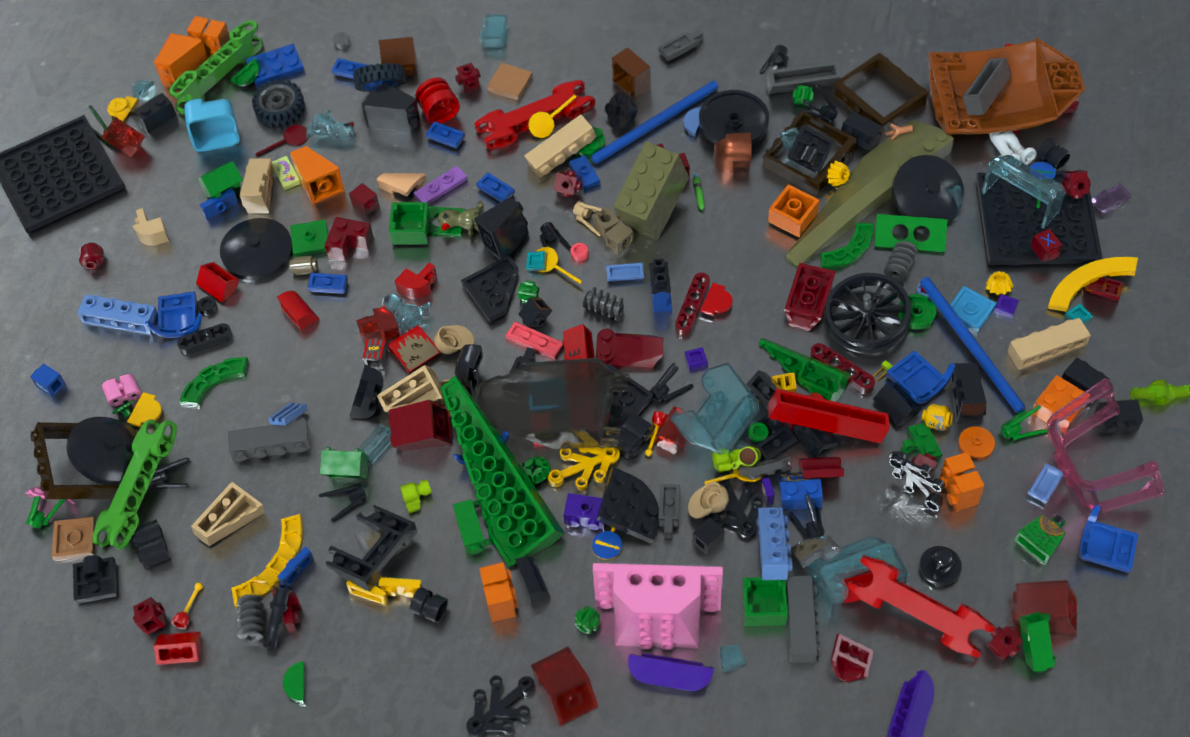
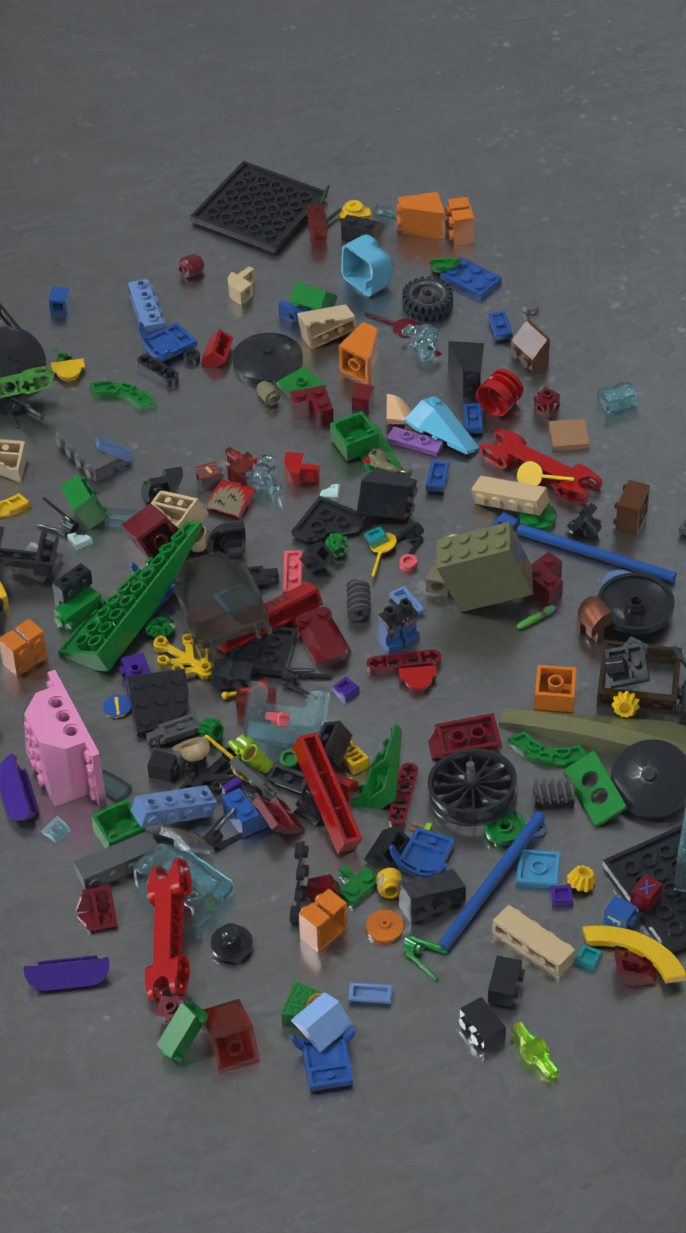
camera: 60 degrees right, 10 degrees down
(121, 390) = (77, 345): bright pink piece -> none
(198, 82) = (461, 242): bright green piece -> none
(297, 309) = (222, 409): red brick -> none
(327, 283) = (261, 416): blue plate -> none
(372, 76) = (492, 341): black wheel -> none
(378, 493) = (79, 541): none -> light aqua tile
(411, 494) = (90, 558): lime piece -> none
(433, 158) = (437, 419): none -> medium azure wedge
(451, 520) = (71, 584): none -> black plate
(452, 338) = (256, 518): tan cap -> none
(458, 272) = (331, 493): none -> light aqua tile
(532, 579) = (55, 659): black brick -> none
(567, 183) = (473, 518): dark red brick -> none
(689, 478) = (212, 728): none -> green gear
(717, 417) = (278, 718): none -> coral plate
(1049, 274) = (620, 913): none -> blue brick
(1055, 397) = (464, 972): orange brick -> none
(1073, 527) = (323, 1021): none -> light blue slope
(1085, 489) = (374, 1004): clear pink windscreen -> none

